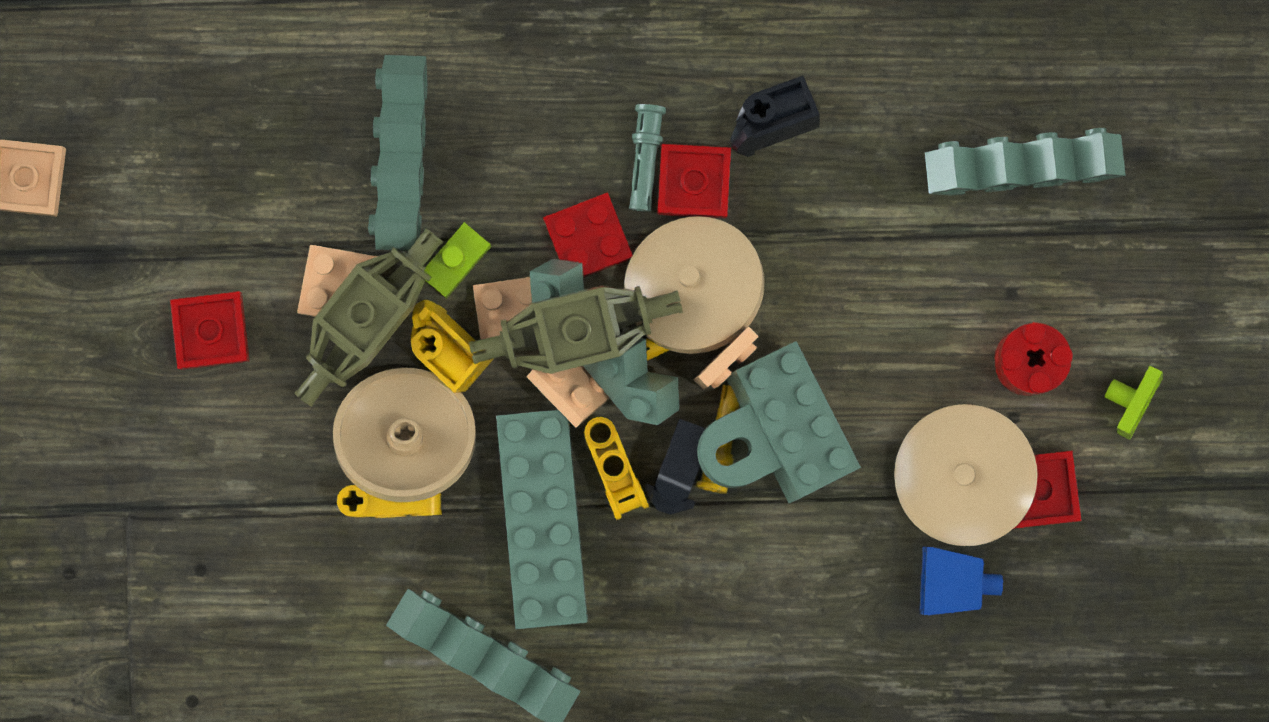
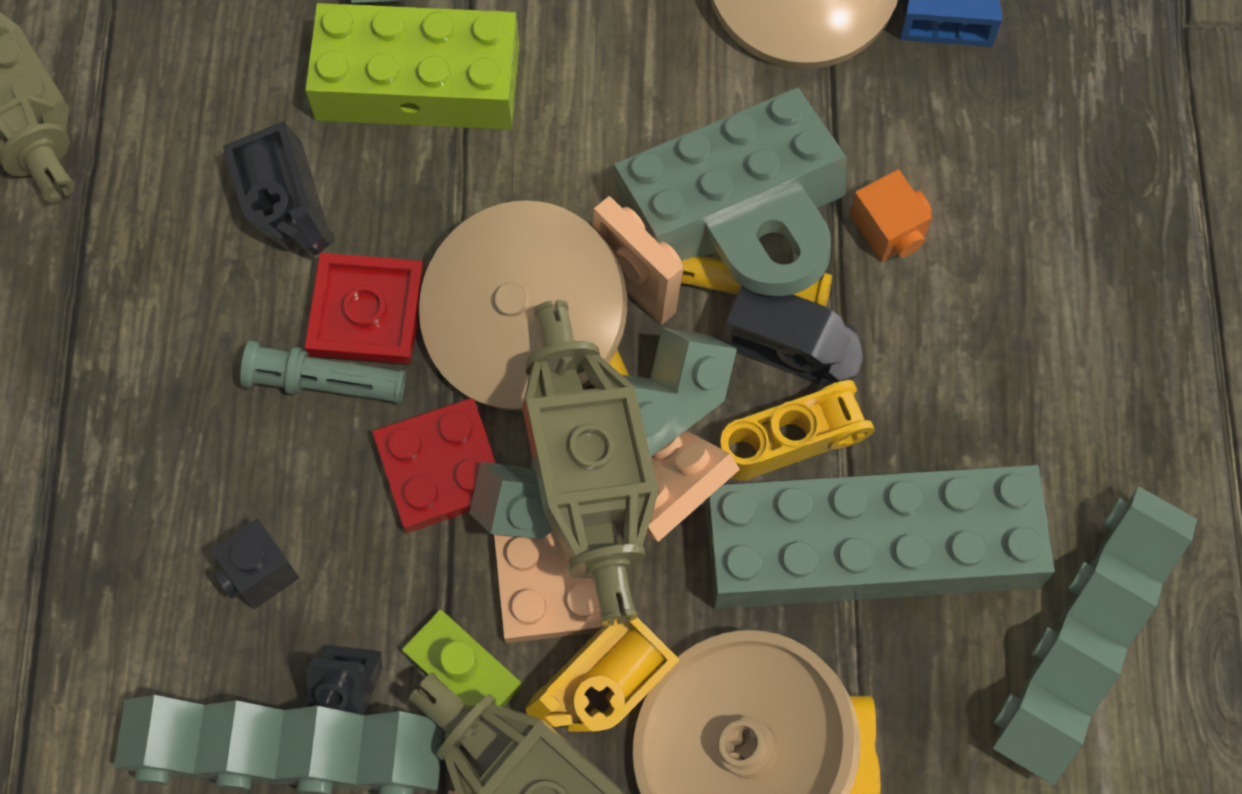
camera: 90 degrees left, 15 degrees down
(442, 187) = (343, 678): none -> black bracket
(513, 125) = (252, 565): none -> black brick
(772, 536) = (891, 216): none -> orange brick
(876, 200) = (413, 66): none -> lime brick

